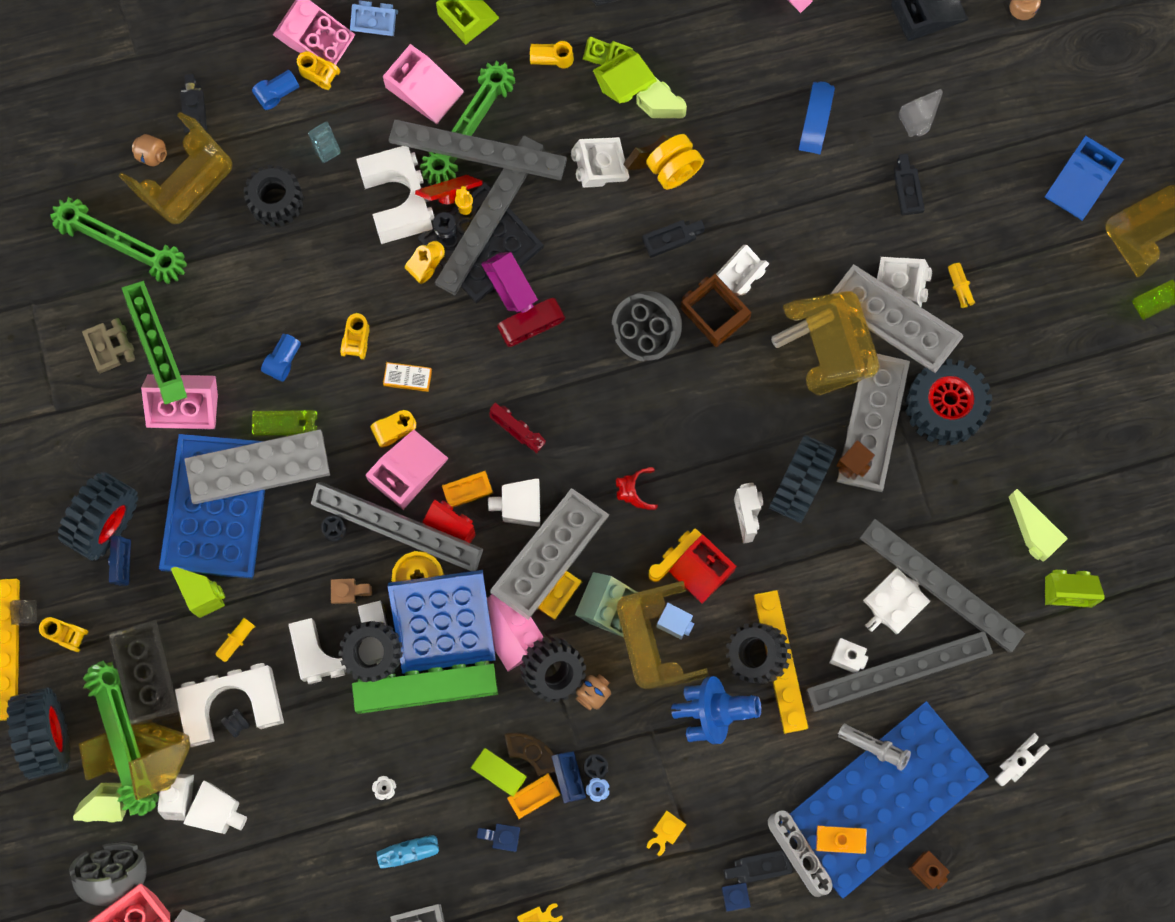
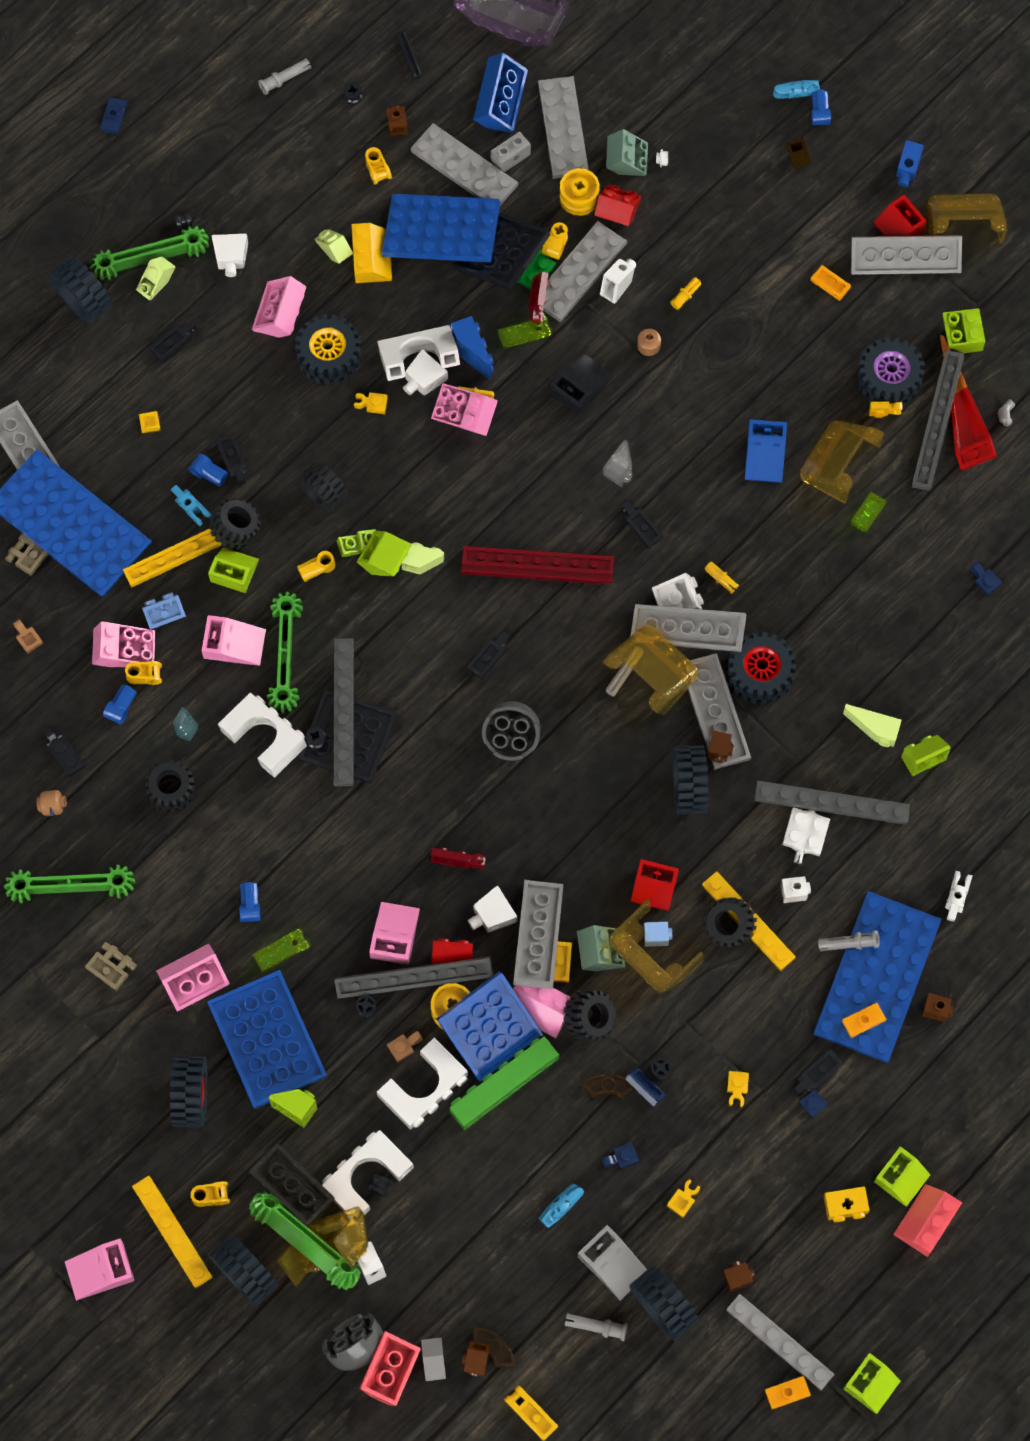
camera: 30 degrees left, 5 degrees down
(23, 612) = (170, 1196): clear smoke plate -> none
(101, 805) = (317, 1297): yellowish green slope -> none
(119, 560) = (219, 1118): dark blue plate -> none
(154, 342) = (151, 942): bright green brick -> none
(190, 181) = (96, 808): clear yellow windscreen -> none
(214, 810) = (402, 1256): white torso -> none
(234, 640) = (341, 1127): yellow axle -> none
(257, 467) = (282, 992): light grey plate -> none
(351, 657) = (459, 1058): black tyre -> none
(355, 341) = (297, 860): yellow piece -> none
(382, 794) = (521, 1171): white plate -> none
(392, 429) = (364, 911): yellow piece -> none
(407, 377) = (352, 866): tile -> none
(425, 261) = (316, 774): yellow piece -> none
(446, 190) = (303, 709): red piece -> none
(464, 201) = (320, 711): yellow axle -> none
(467, 489) = (448, 922): light orange plate -> none
(477, 149) = (307, 668): dark grey plate -> none
(498, 772) = (593, 1112): lime slope -> none
(510, 282) = (391, 753): magenta window -> none
(531, 323) = (421, 775): dark red beam -> none
(533, 796) = (627, 1115): light orange tile -> none
(591, 789) = (671, 1089): light blue plate -> none
(593, 692) = (628, 1016): medium nougat head -> none
(599, 161) = (402, 628): white plate -> none
(627, 490) = (567, 860): red helmet -> none
(639, 156) = (438, 600): dark brown tile -> none
(672, 555) = (627, 888): yellow plate -> none
(675, 161) = (460, 598): yellow wheel -> none
(714, 710) = (724, 978): blue piece -> none
(732, 325) = (558, 677): reddish brown window -> none
(742, 270) = (555, 653): white bracket -> none
(748, 504) = (660, 822): white plate -> none
(776, 171) = (537, 565): none -> dark red plate
(803, 851) = (841, 1044): light grey beam -> none
(817, 117) = (545, 508): blue arch -> none
(899, 671) = (836, 881): dark grey plate -> none

